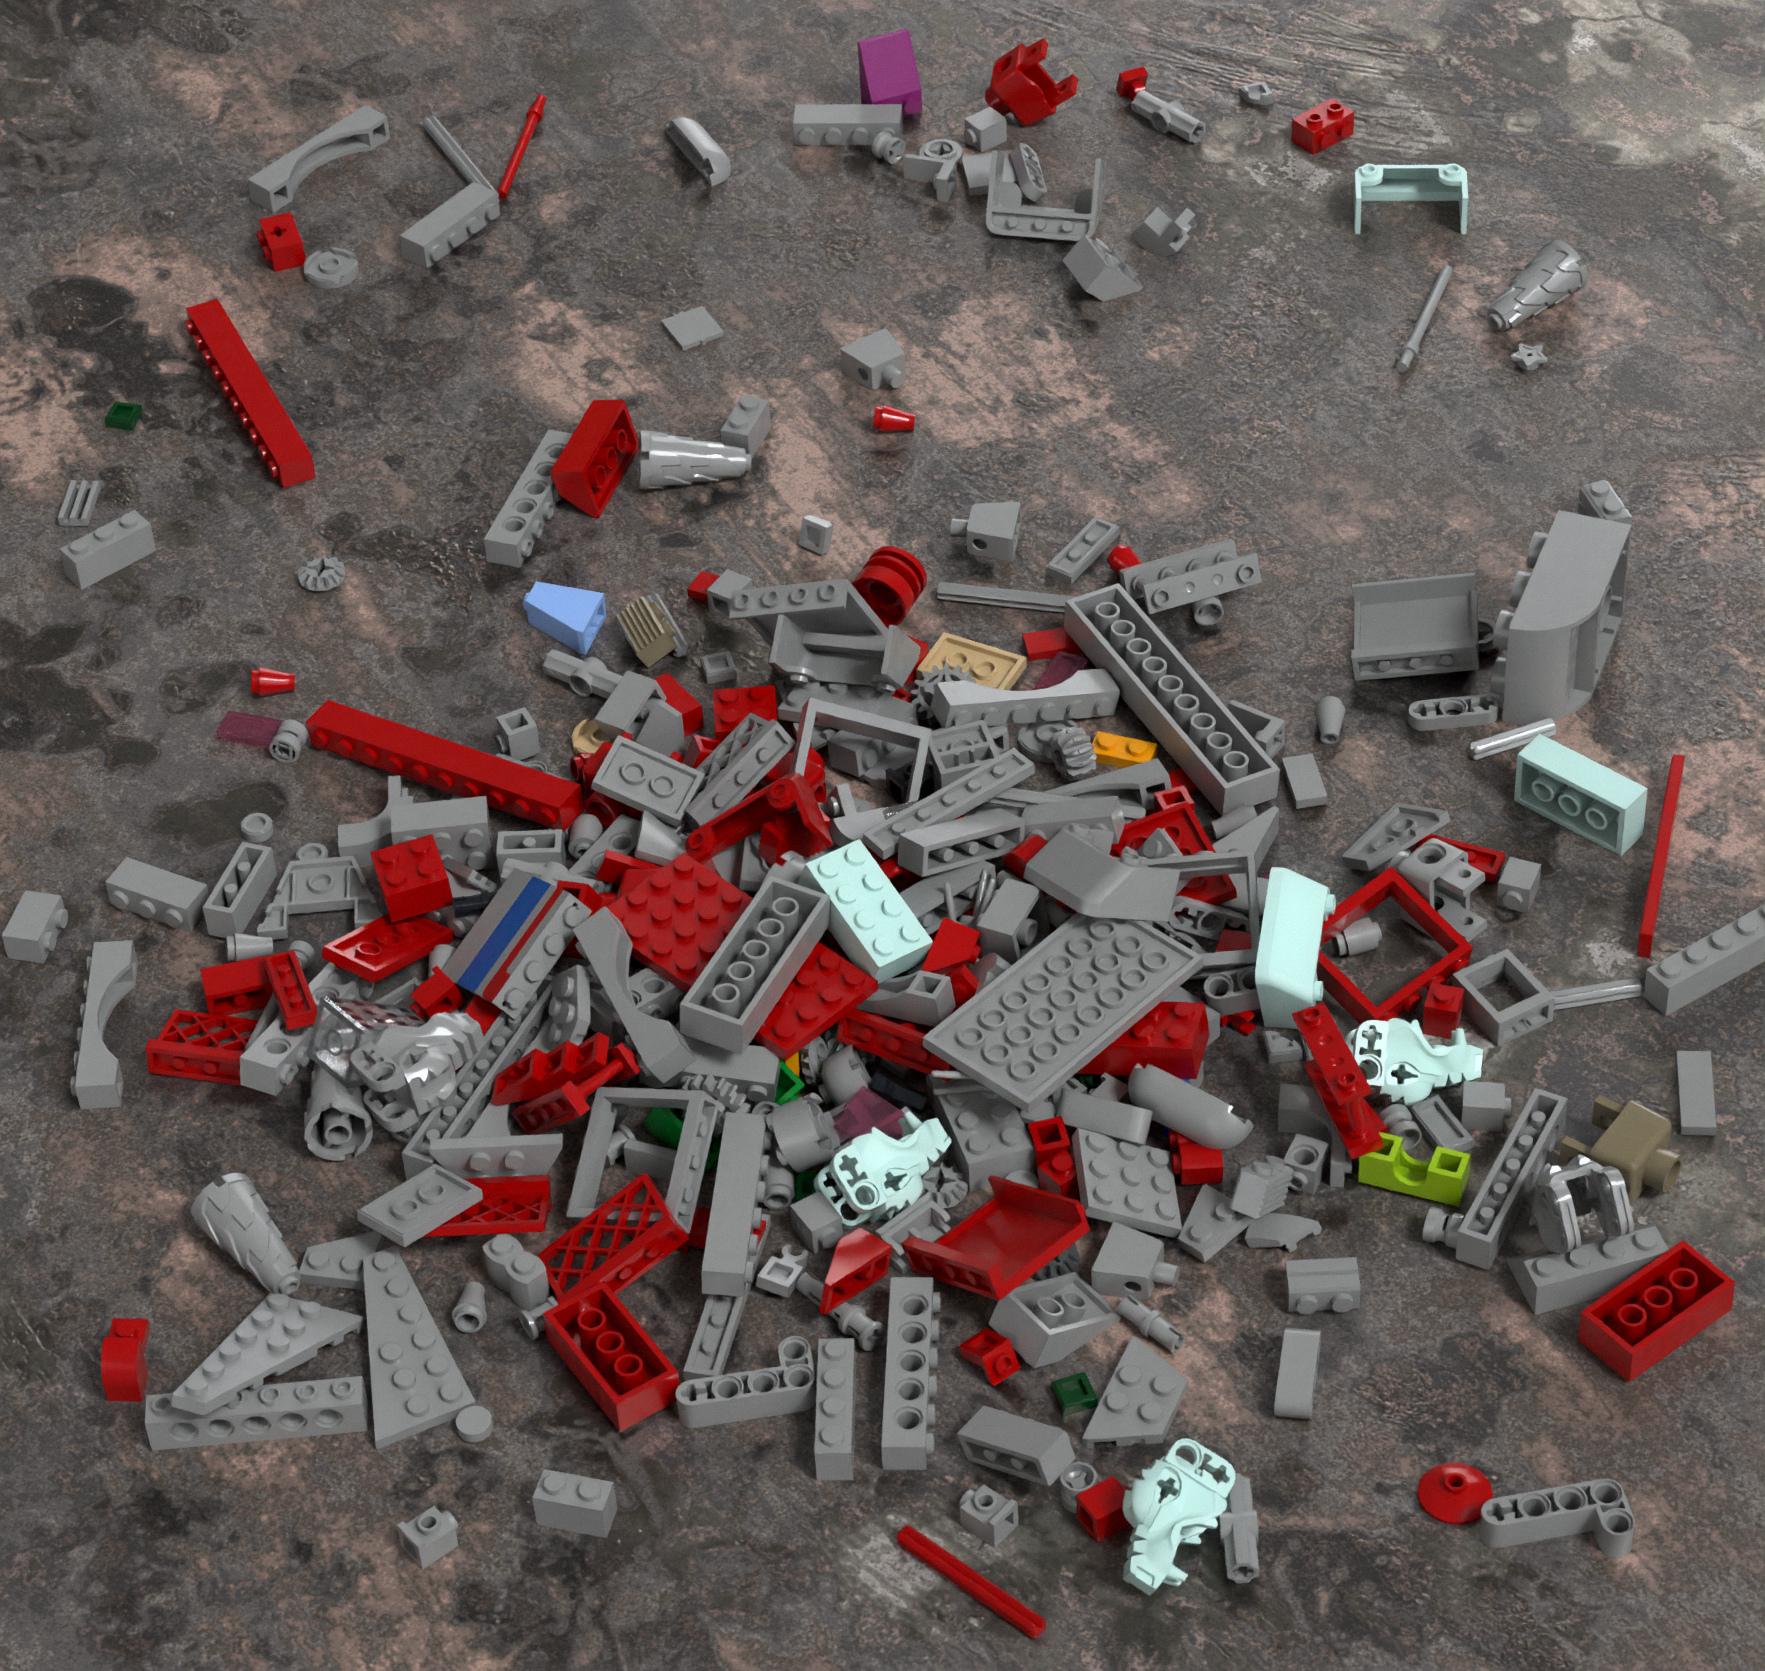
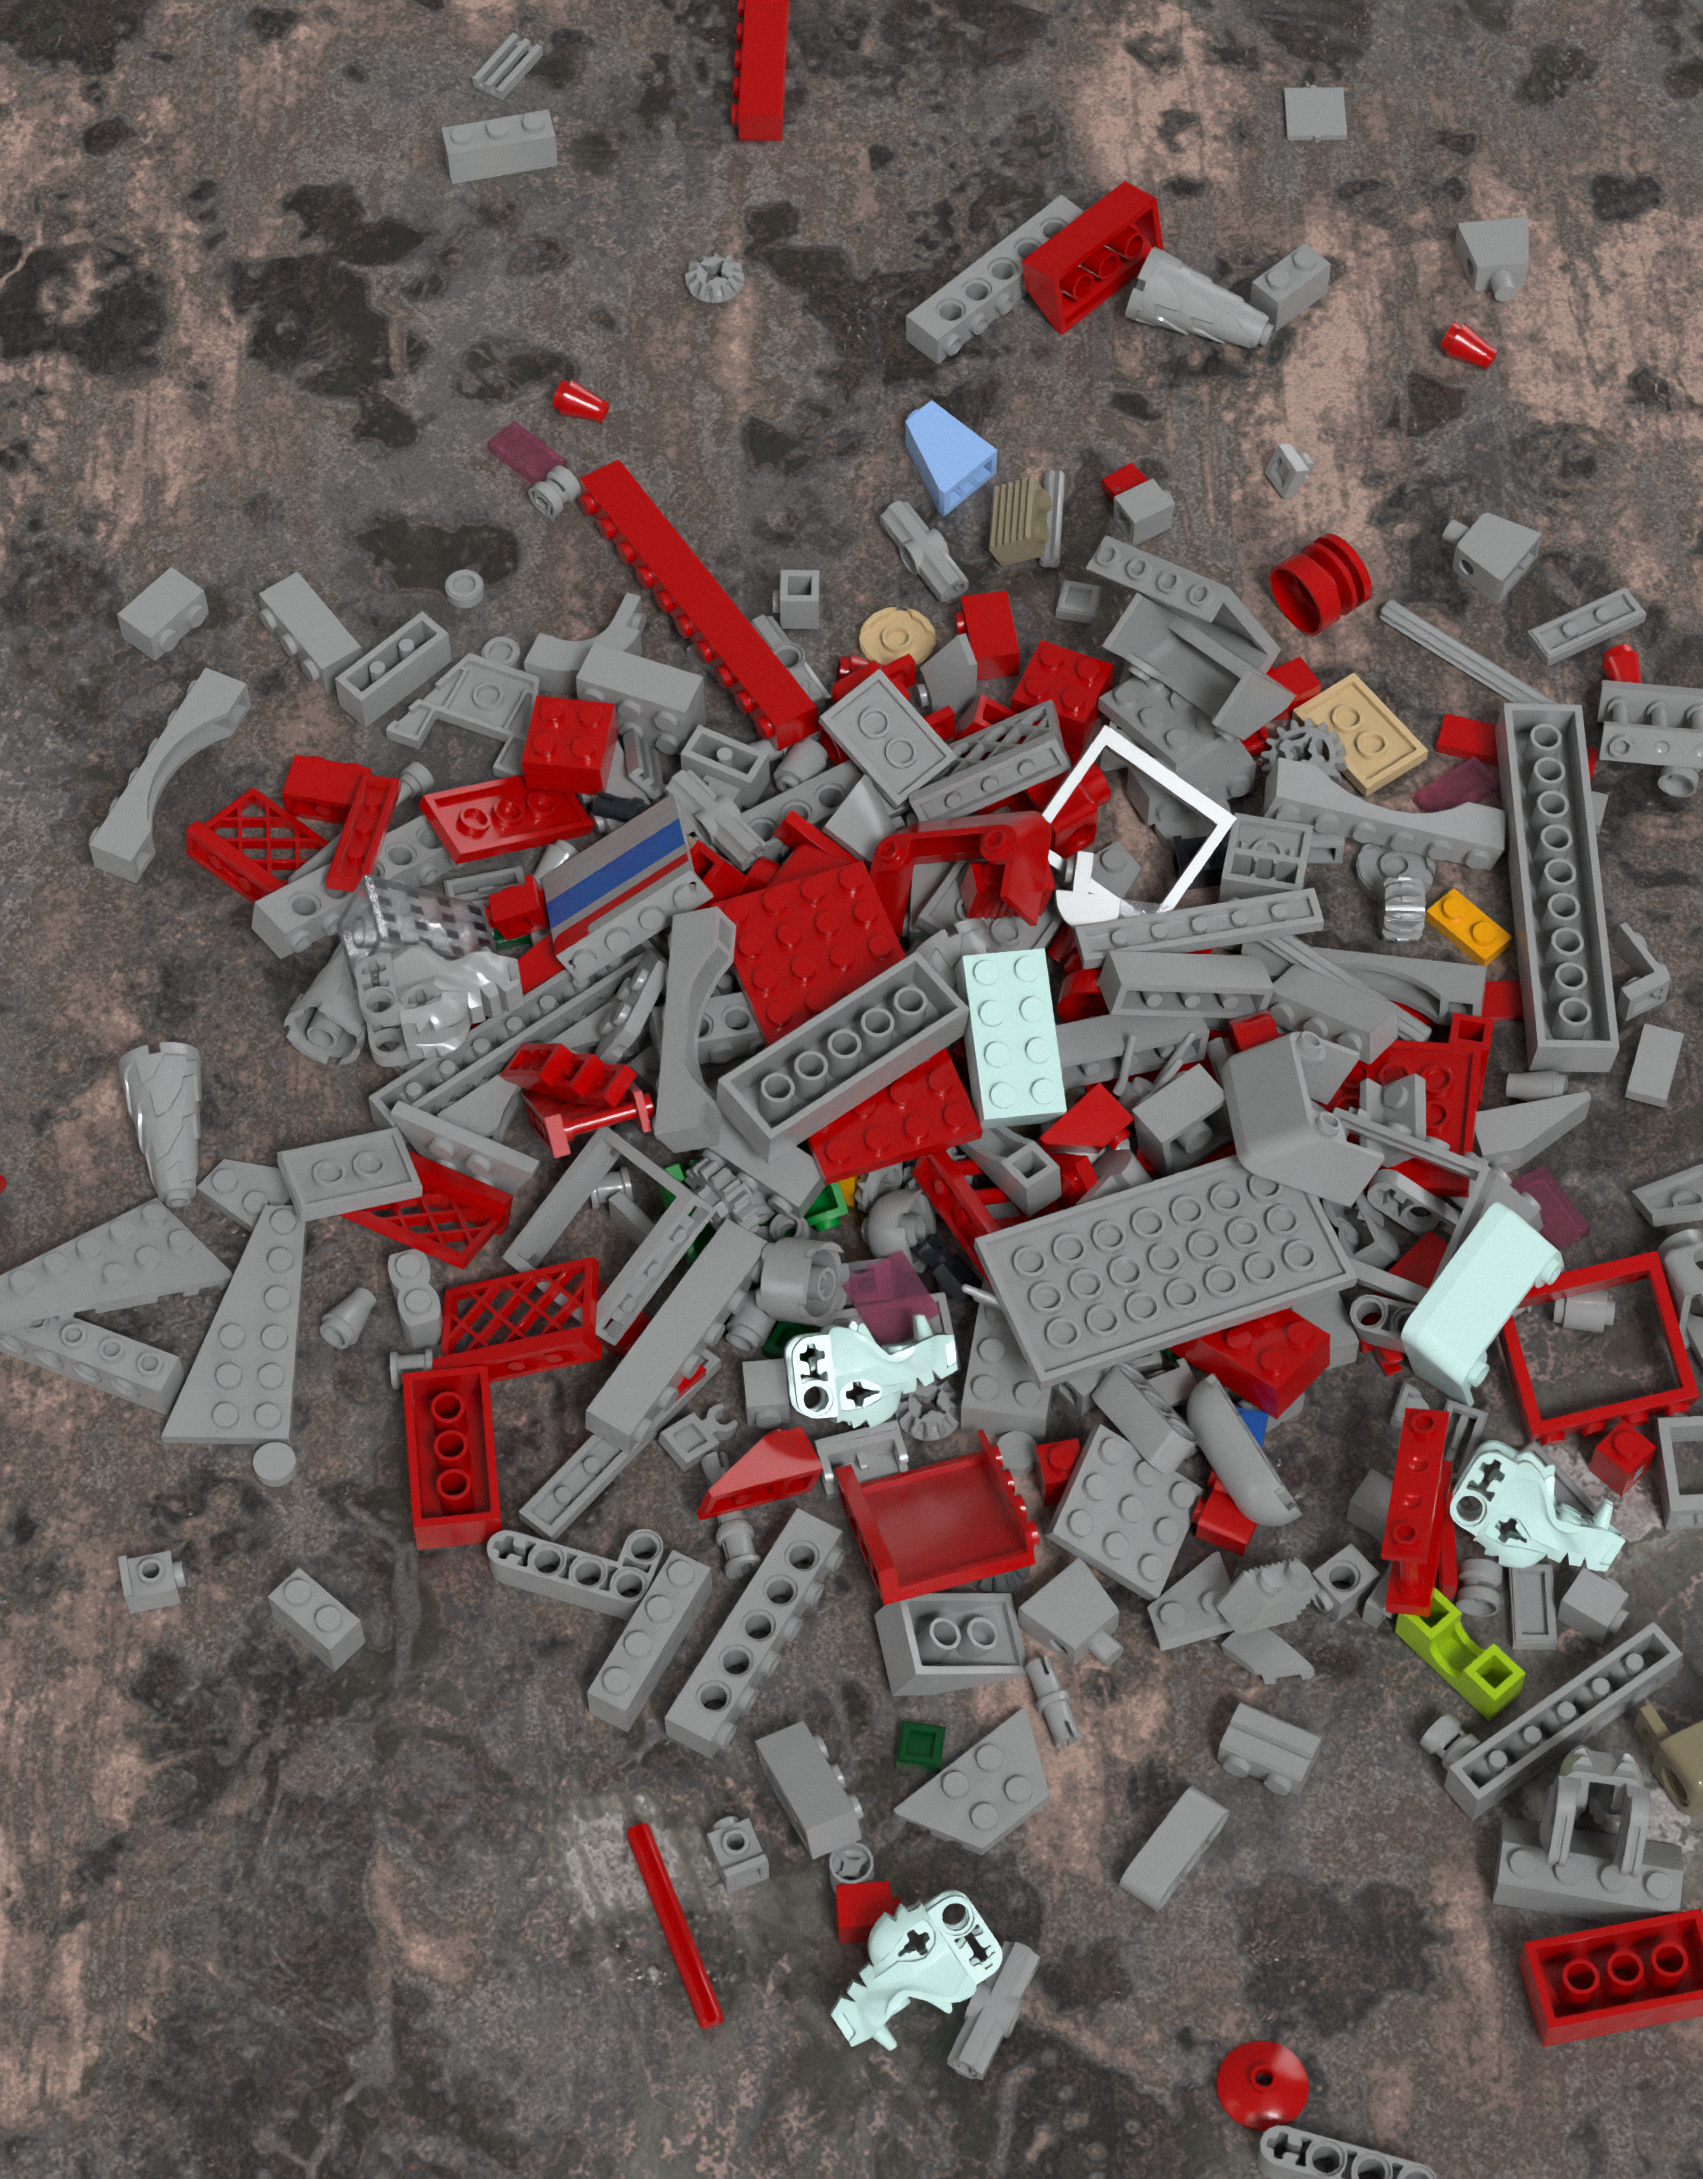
camera: 25 degrees right, 15 degrees up
(247, 946) = (367, 744): light grey cone -> none
(629, 705) = (935, 621): light grey brick -> none
(991, 1353) = (855, 1654): red bracket -> none
(1048, 1139) = (1069, 1417): red brick -> none

